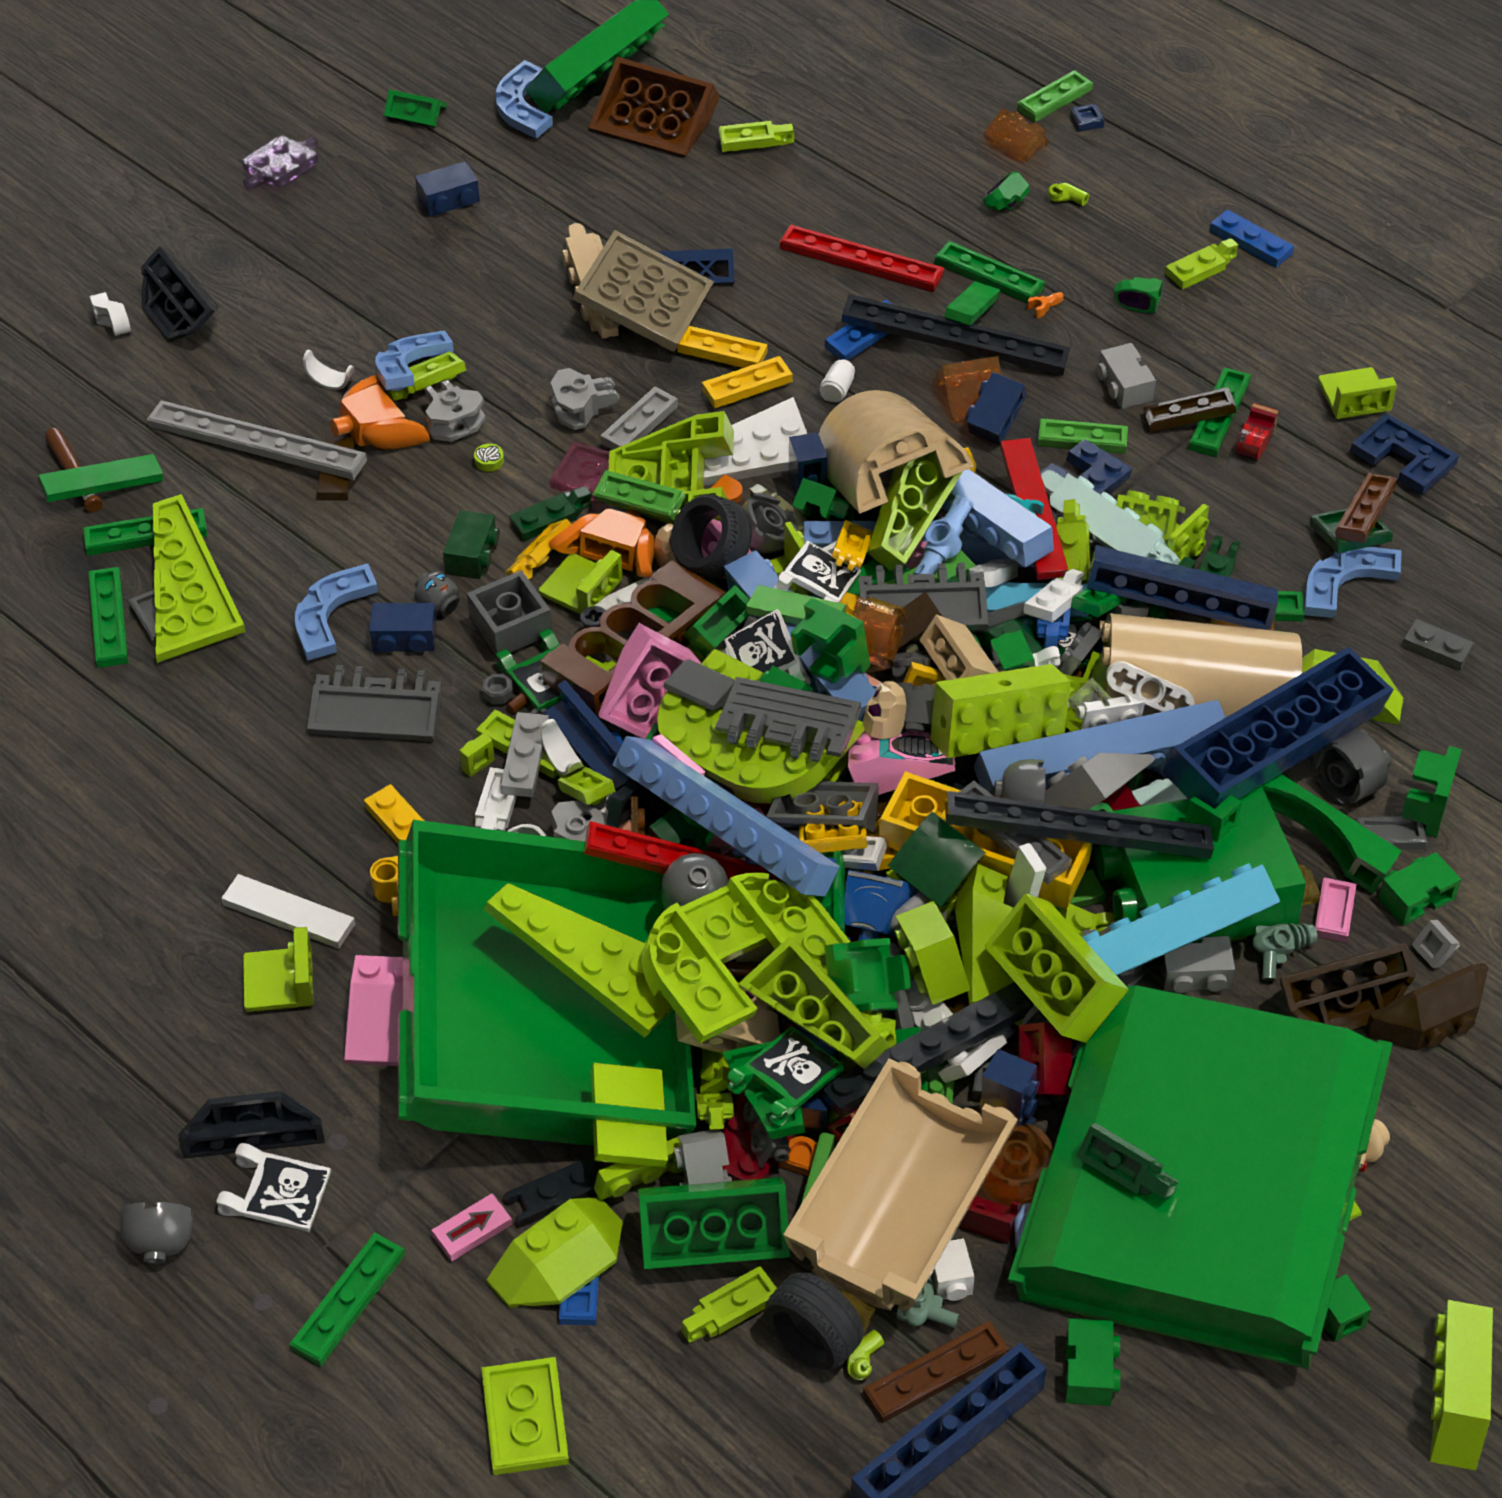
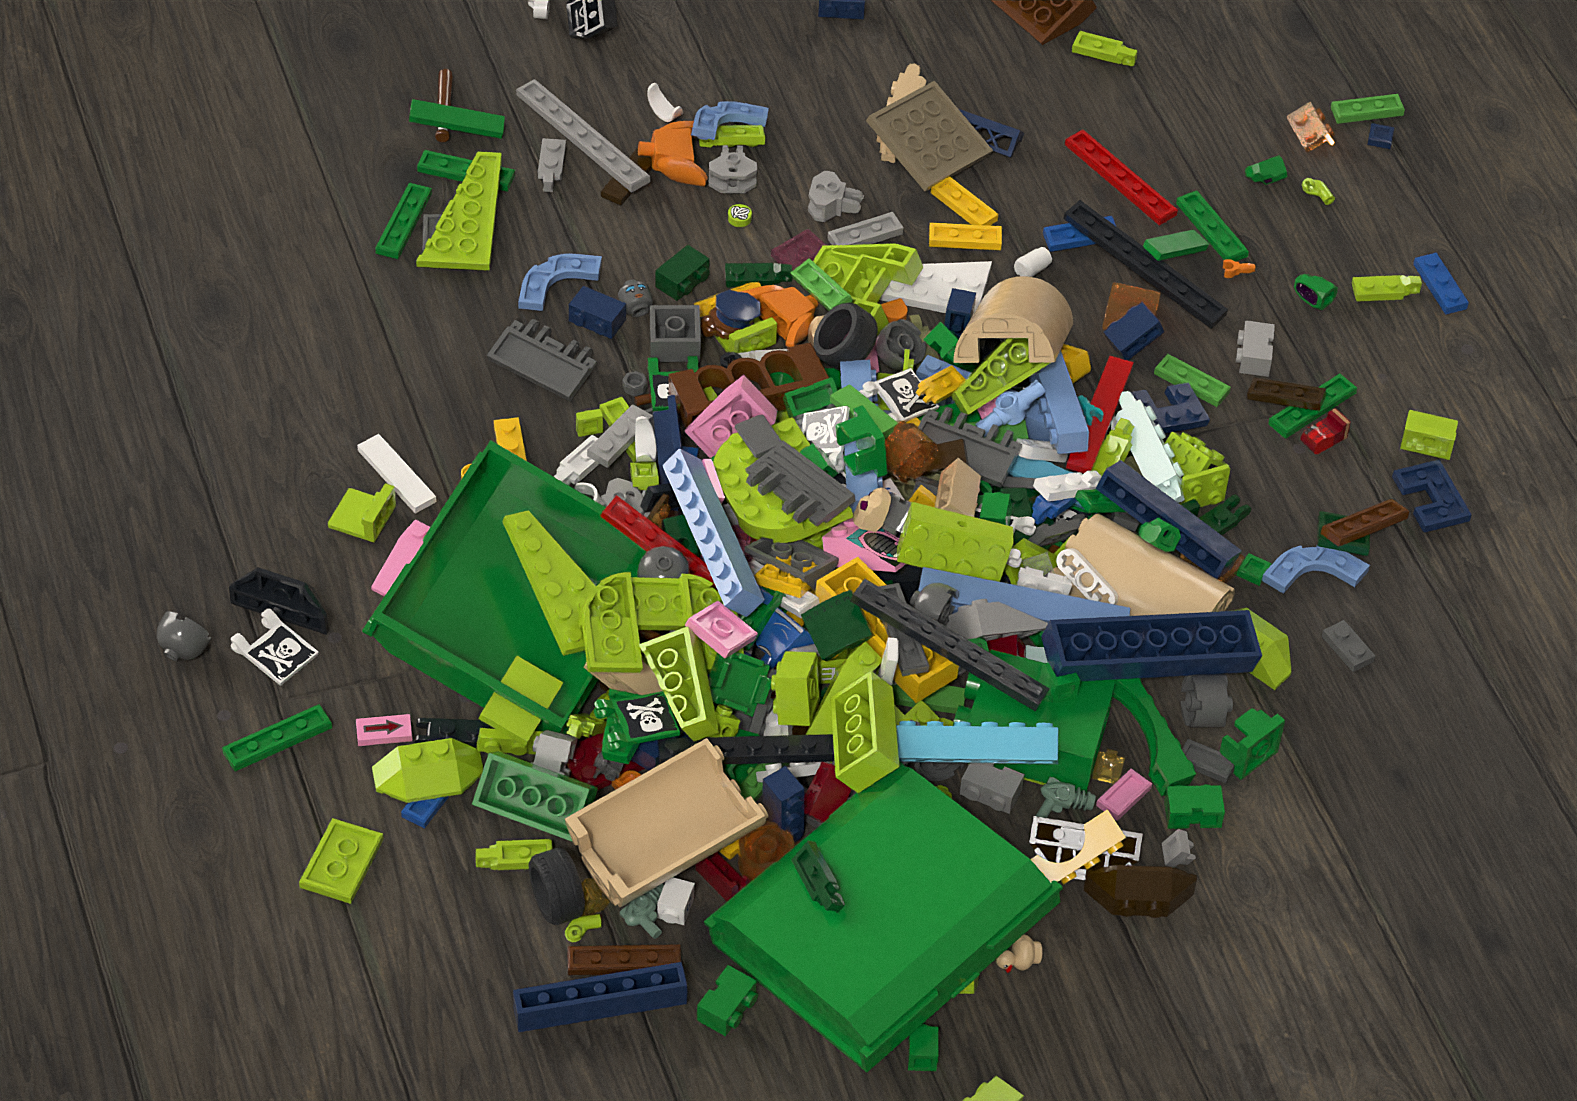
camera: 25 degrees right, 0 degrees up
(238, 483) = (551, 162): none -> light grey hinge
(561, 566) = (732, 313): none -> dark blue piece
(817, 922) = (721, 629): none -> bright pink tile
(1190, 606) = (1160, 534): none -> green rock
(1369, 968) = (1100, 836): none -> yellow arch

